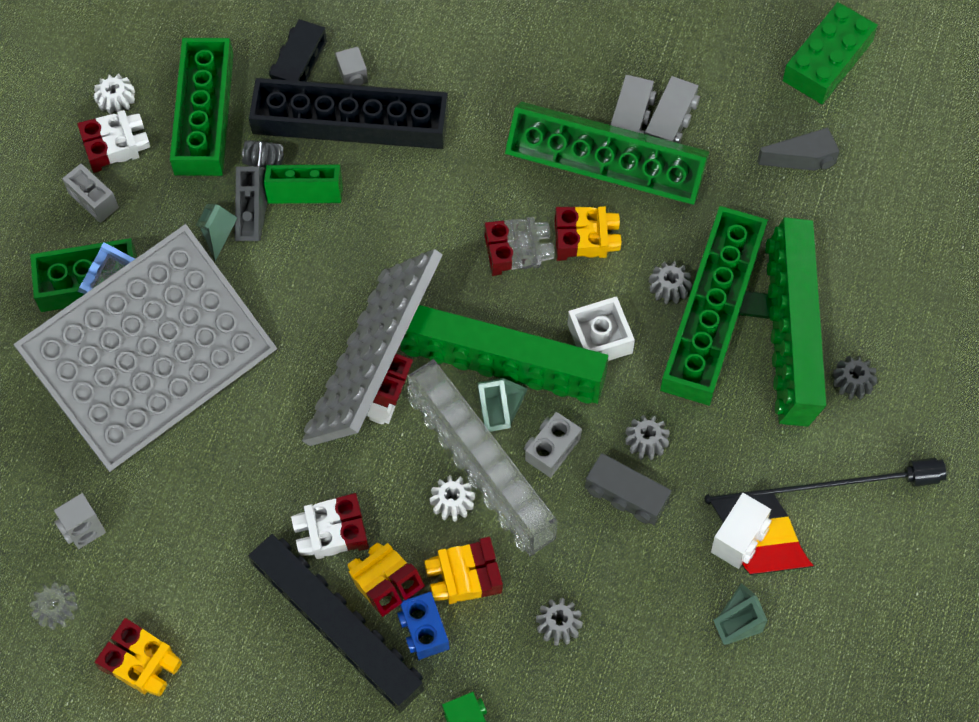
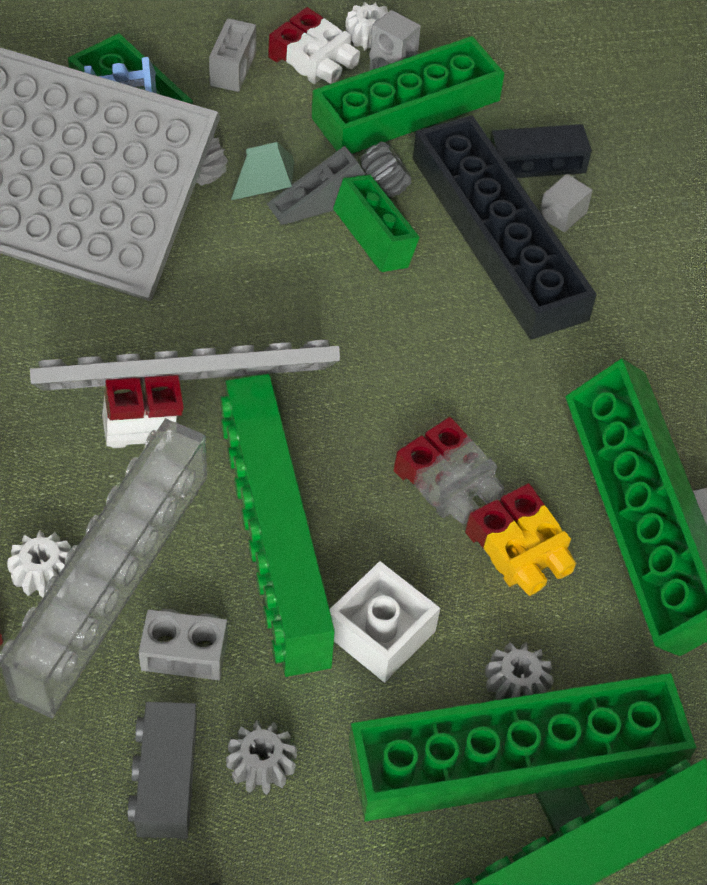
camera: 55 degrees right, 10 degrees down
(154, 90) = (393, 39): none -> light grey brick
(499, 402) = (209, 555): sand green slope -> none

